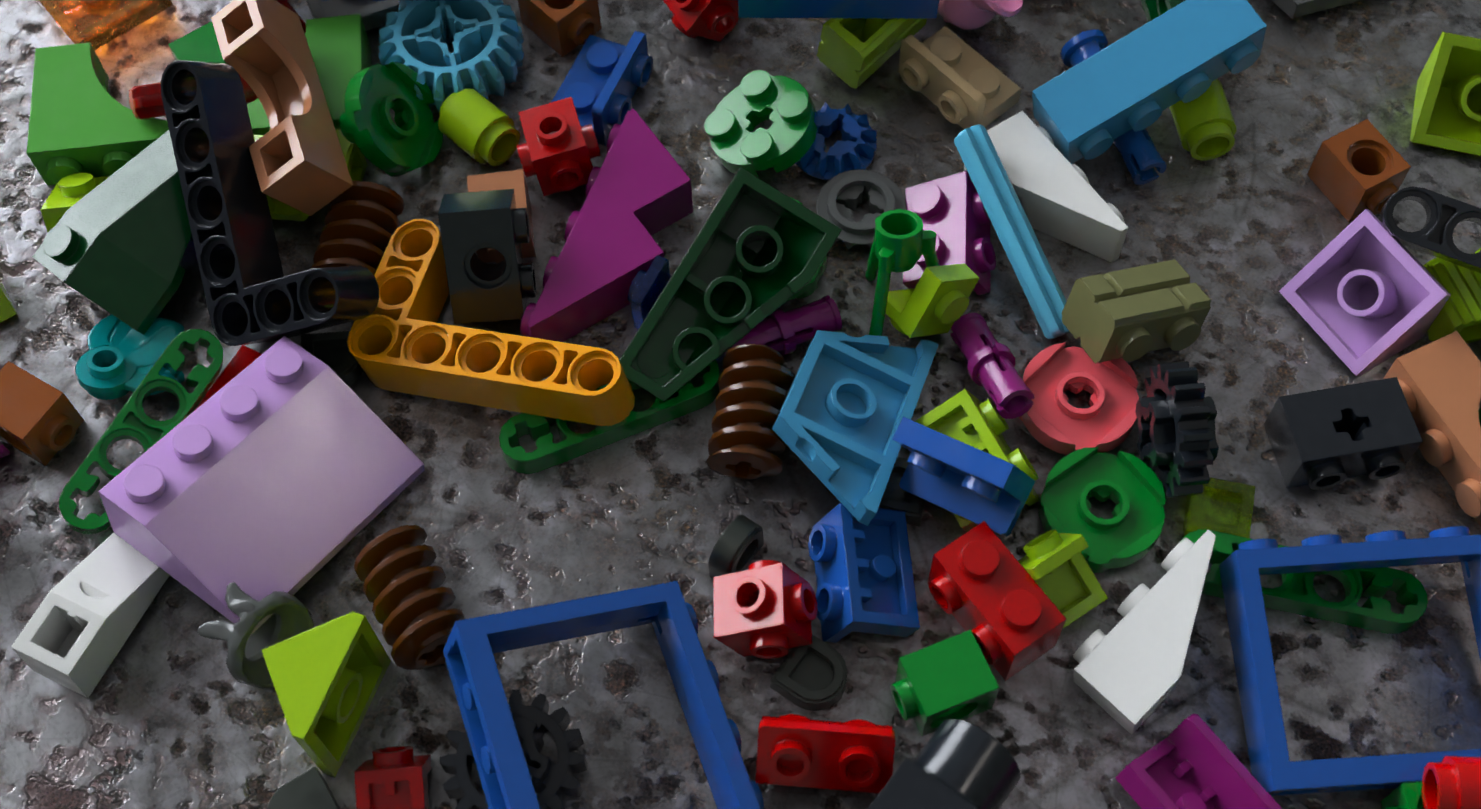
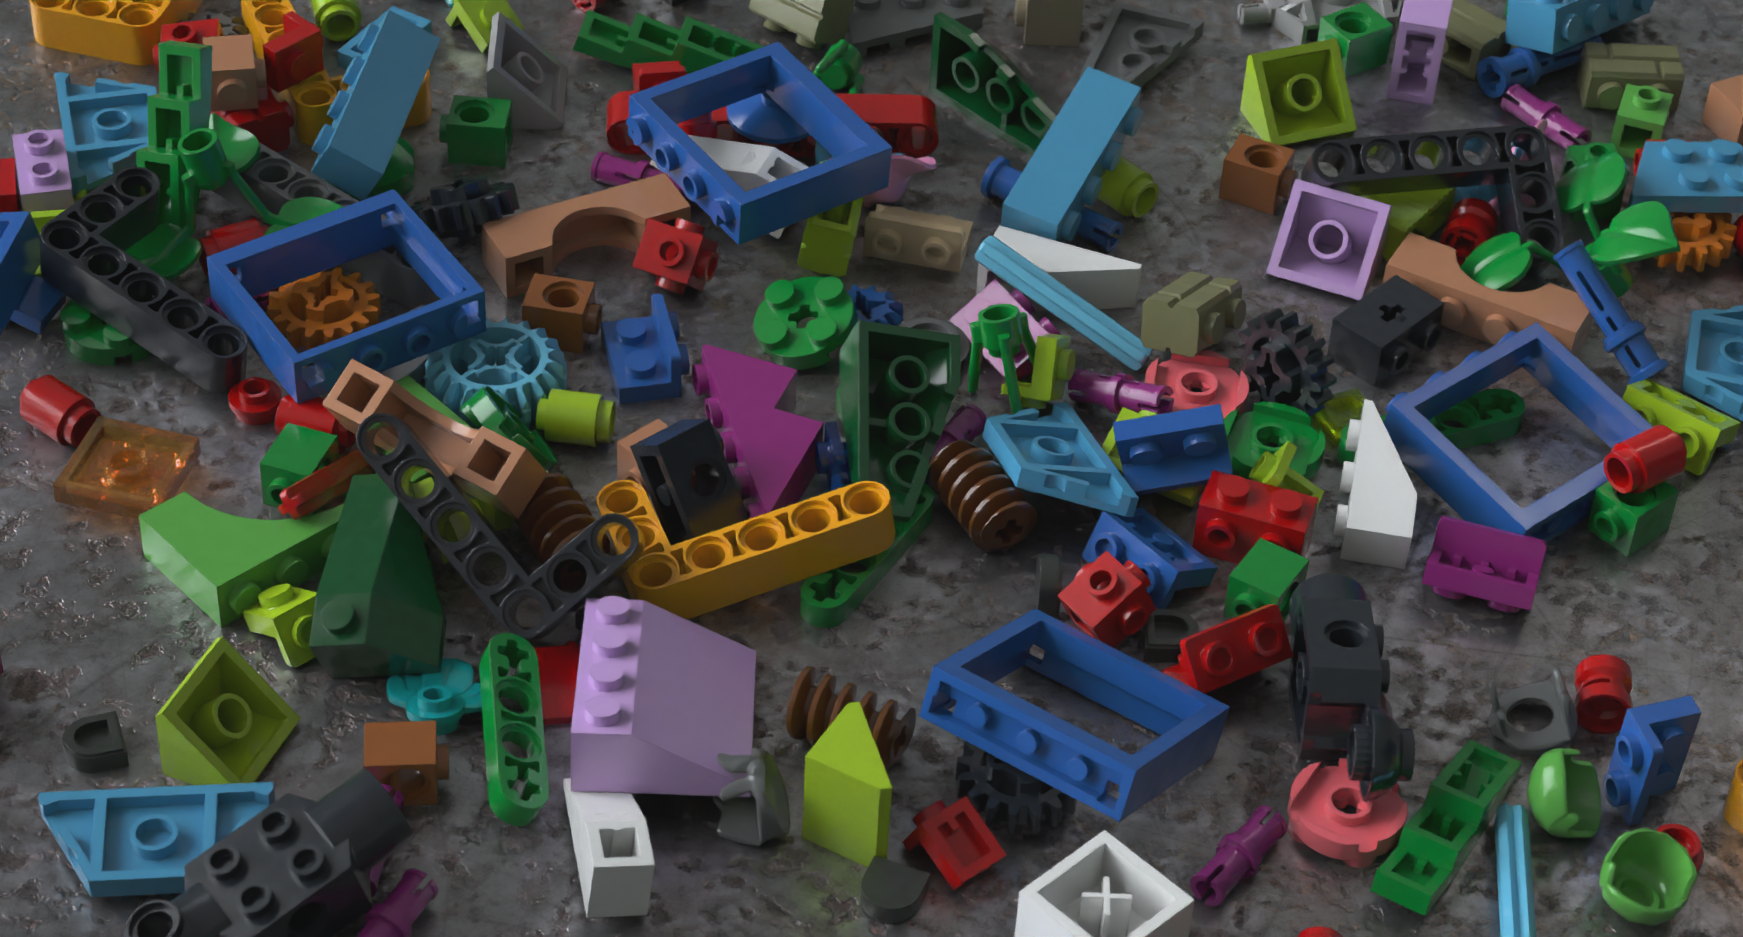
camera: 40 degrees left, 20 degrees down
(558, 158) = (660, 391): red brick -> none

